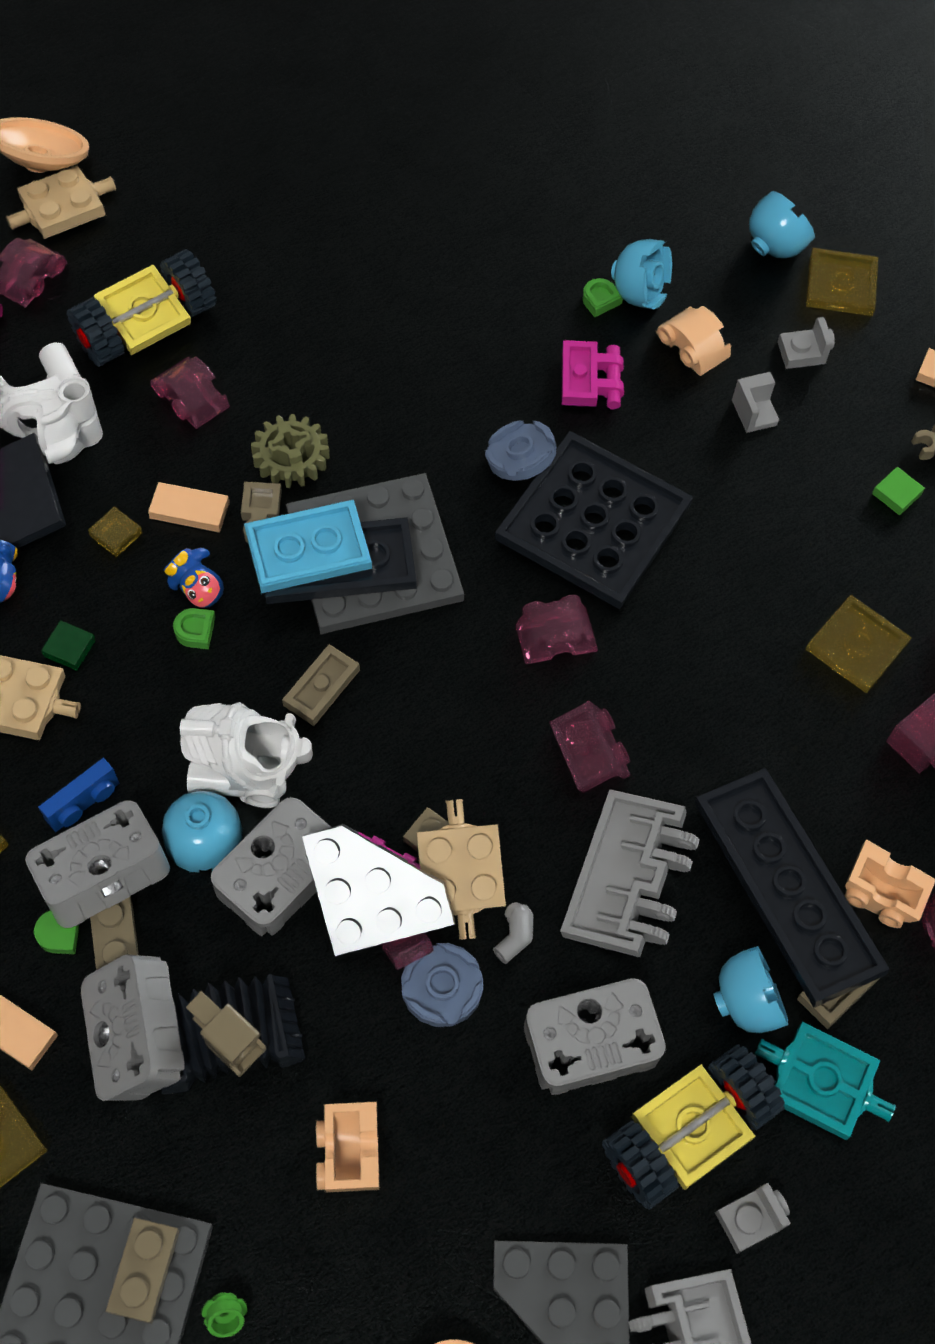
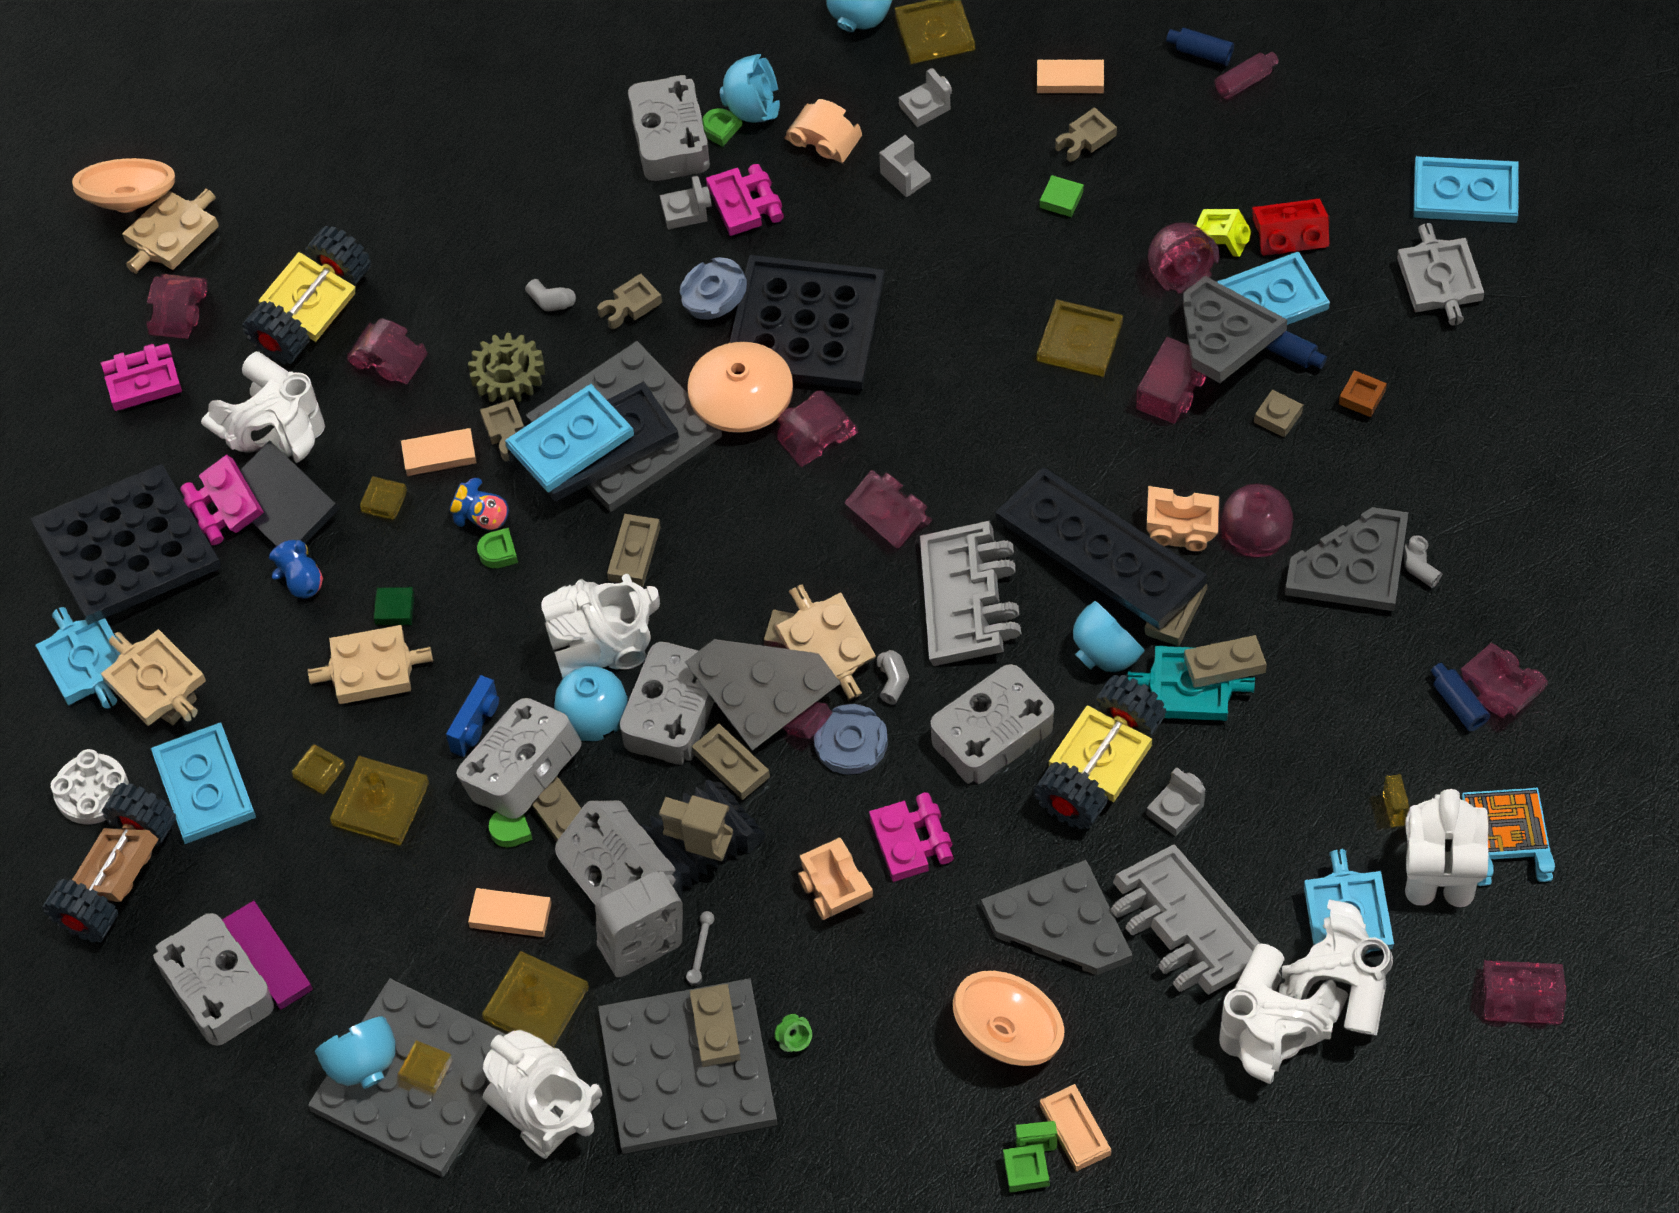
camera: 15 degrees left, 5 degrees down
(113, 1117) = (639, 923): none -> light grey axle
(158, 1188) = (694, 976): none -> light grey hinge
(308, 958) = (730, 761): none -> dark tan plate
(364, 399) = (550, 299): none -> light grey arm
(440, 429) = (631, 298): none -> dark tan plate
(440, 1128) = (899, 840): none -> dark pink plate
(500, 576) = (740, 400): none -> light nougat dish
(533, 360) = (686, 206): none -> light grey bracket
(550, 280) = (668, 128): none -> light grey axle
(870, 1076) = (1225, 661): none -> dark tan plate

